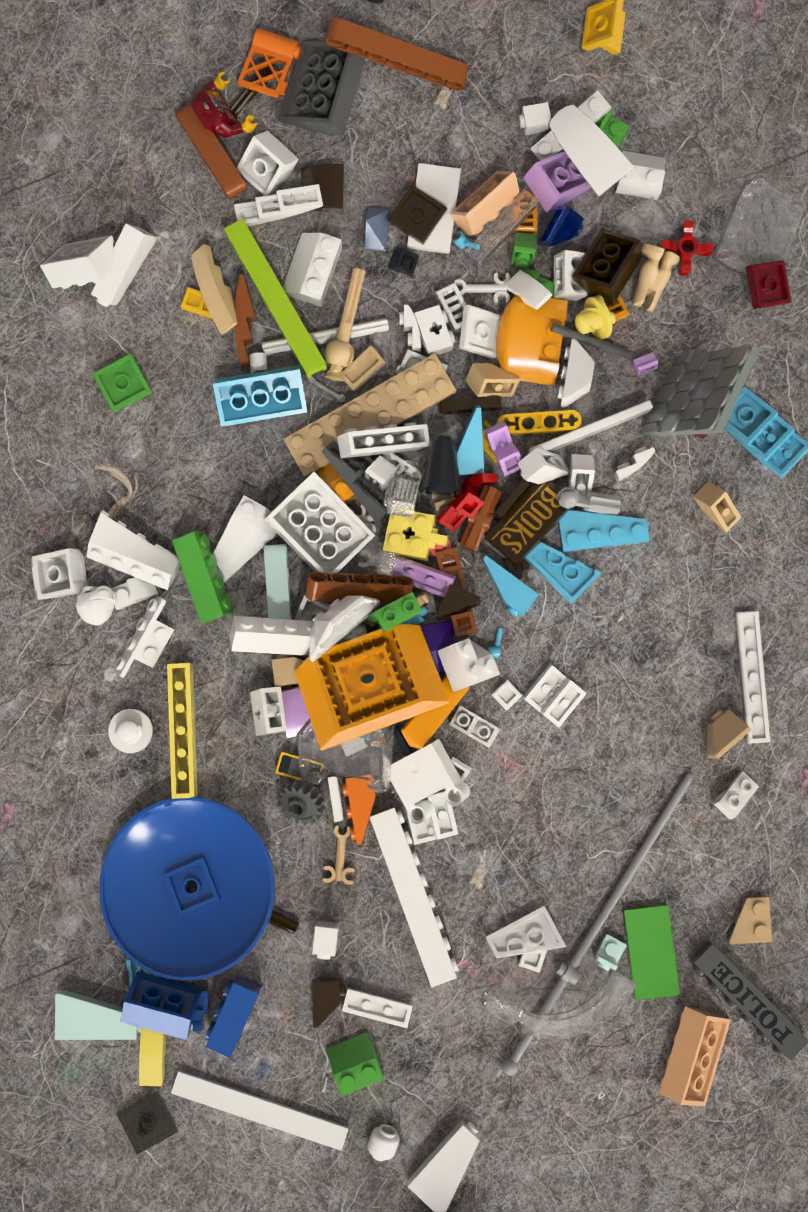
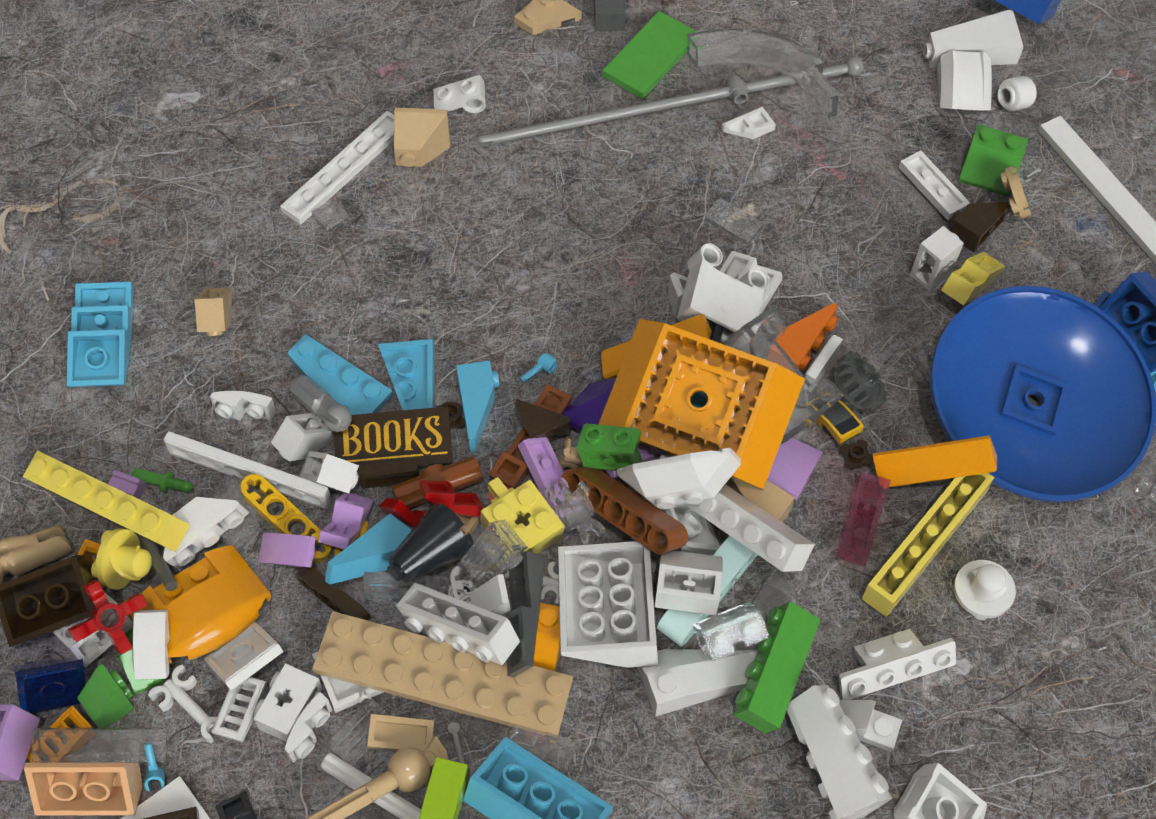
camera: 135 degrees left, 25 degrees down
(96, 605) = (923, 731): white hair -> none
(211, 778) = (937, 461): none -> light orange slope
(230, 715) = (863, 518): none -> clear pink slope
(232, 1015) = (1083, 263): blue brick -> none
(241, 570) = (732, 626): none -> clear brick
(266, 748) = (853, 461): none -> dark brown plate
(268, 711) = (821, 483): white brick -> none
(284, 576) = (689, 582): none -> white slope
(294, 949) = (972, 277): none -> light yellow slope
(317, 1044) = (1013, 184): none -> tan plate
(339, 872) = (871, 308): tan bar -> none
(413, 897) = (821, 235): white brick -> none
(424, 1120) = (964, 80): none -> white slope
(467, 664) = (585, 360): white slope -> none
(474, 726) = (626, 314): white slope -> none
(490, 380) = (287, 598): tan slope -> none
(506, 695) = (573, 322): white tile -> none
(516, 403) = (287, 549): none -> lavender slope
(526, 935) = (745, 136): white wing -> none
(554, 695) = (531, 287): white slope -> none
(566, 282) = (115, 629): none -> red pin
(609, 952) = (687, 78): light aqua bracket -> none
(629, 385) = (164, 481): none -> bright green piece
(637, 337) = (107, 501): none -> light yellow brick
(700, 392) = (115, 372): light grey piece -> none

